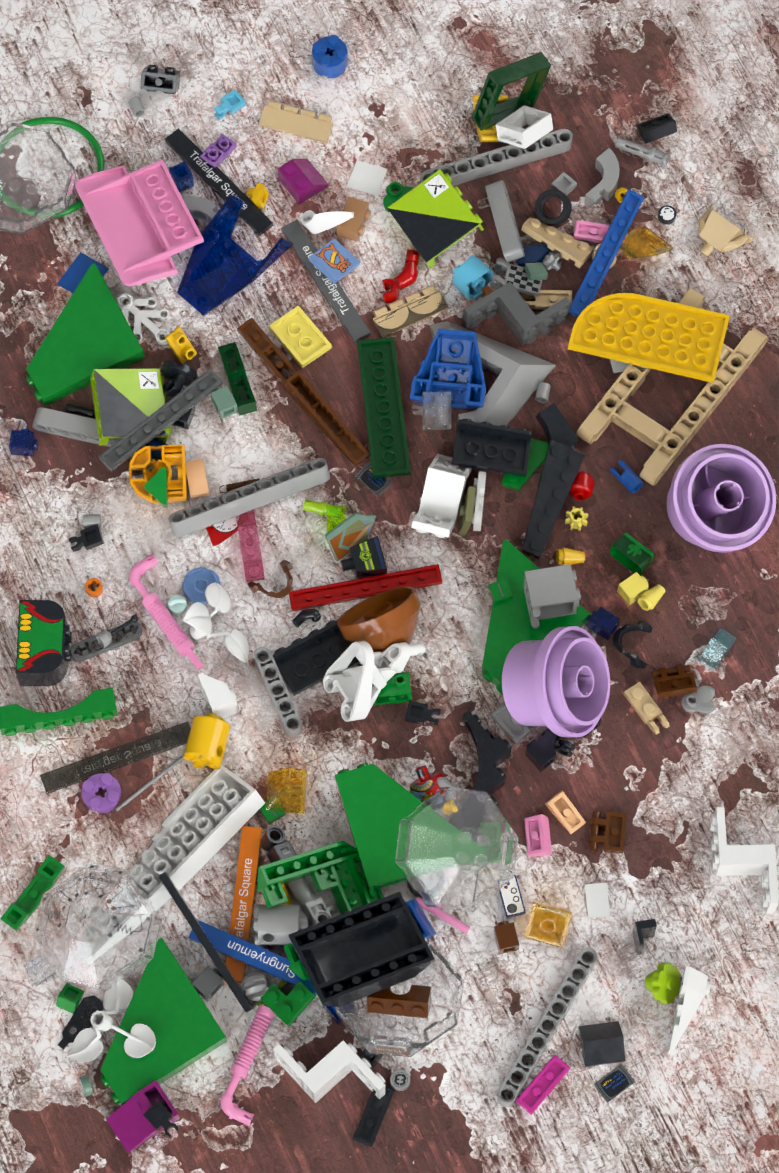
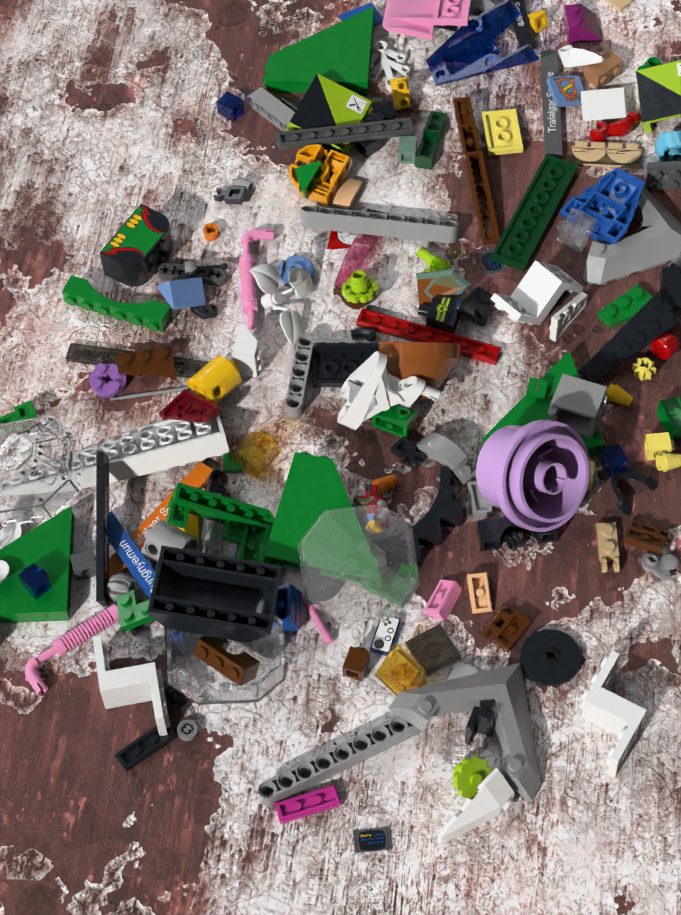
camera: 35 degrees right, 10 degrees down
(115, 667) = (183, 293): none -> medium blue slope
(131, 755) = (148, 362): none -> reddish brown wing
(145, 676) = (208, 313): none -> black arm
(181, 1026) = (35, 580): none -> clear blue brick
(201, 779) = (190, 407): none -> dark red wing
(278, 575) = (360, 288): none -> lime plant
(367, 178) = (636, 48): white sticker -> none
(377, 259) = (603, 104): none -> white sticker
(392, 535) = (476, 306): none -> black wing
(420, 756) = (385, 484): none -> orange cone
(459, 697) = (448, 454): none -> light grey arch
(466, 511) = (545, 320): olive plate -> none
(491, 447) = (604, 277): black bracket -> none
(559, 887) = (433, 649): none -> clear smoke tile
(602, 1043) = (382, 799): black slope -> none
(632, 895) = (497, 690): none -> light grey wedge
(650, 848) = (557, 670): none -> black piece

